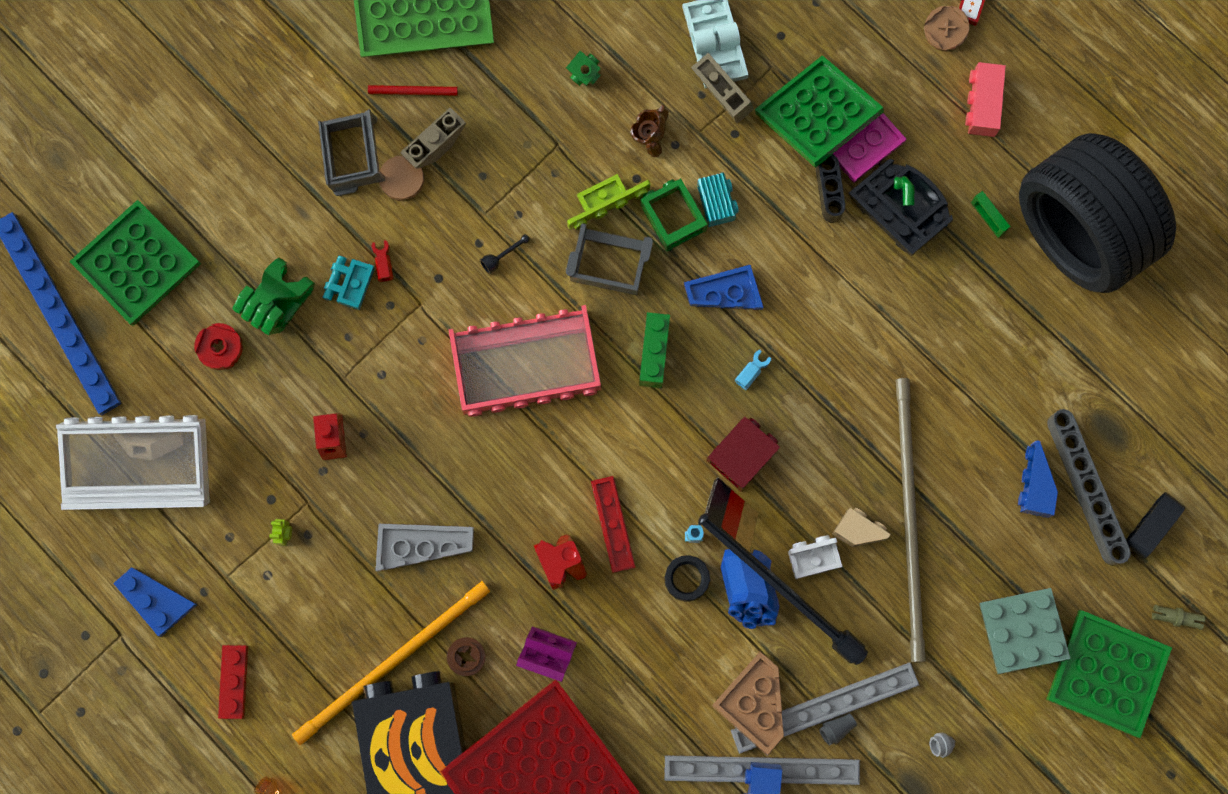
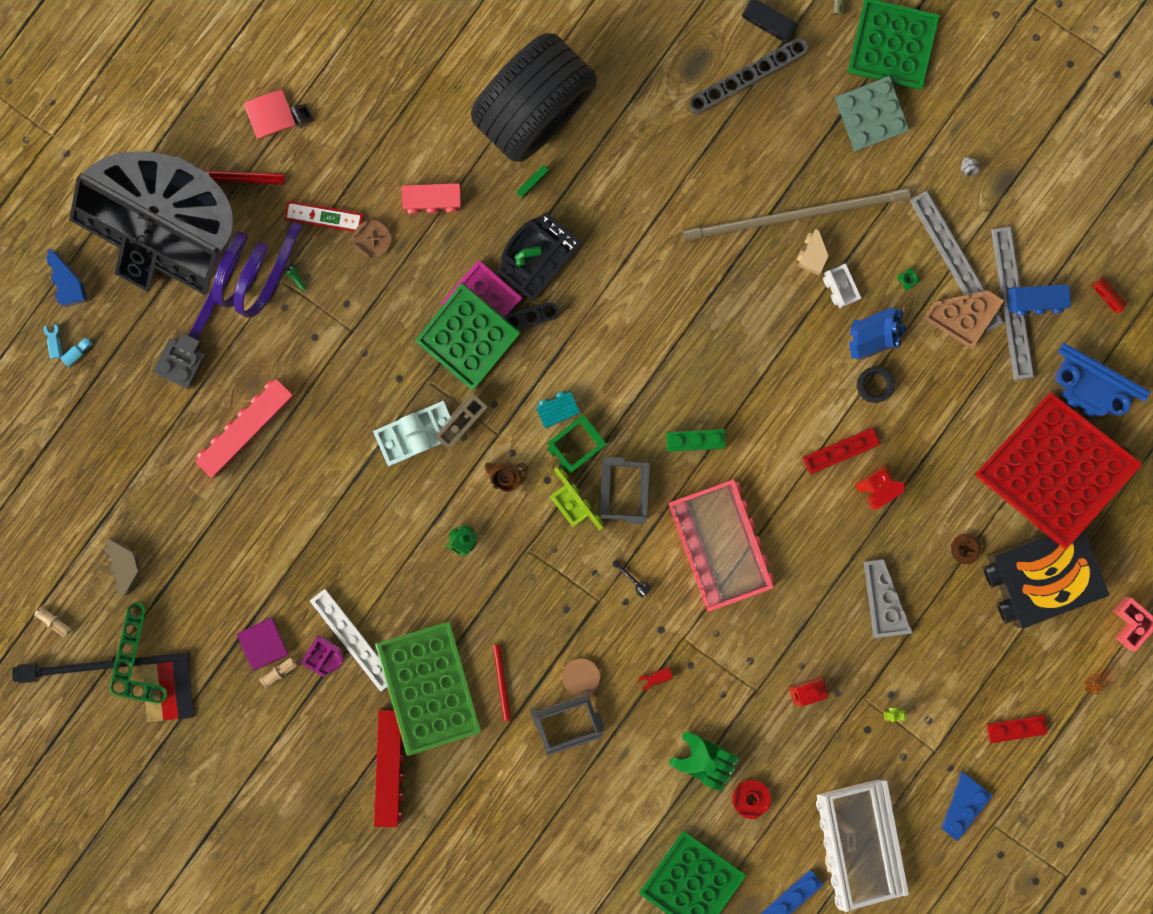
camera: 105 degrees left, 10 degrees up
(312, 726) = (1043, 661): light orange piece -> none
(355, 283) = (680, 697): teal plate -> none
(434, 140) = (547, 655): dark tan slope -> none
(546, 654) = (954, 485): magenta slope -> none
(694, 534) = (842, 384): medium azure bar -> none
(725, 290) = (633, 390): blue wing -> none
(734, 525) = (834, 355): flag -> none
(743, 453) = (767, 355): dark red brick -> none
(751, 371) = (697, 359): medium azure bar -> none
(813, 636) = (914, 280): none -> green plate
(837, 729) = (972, 249): dark grey cone -> none
(1039, 488) = (759, 114): blue slope -> none

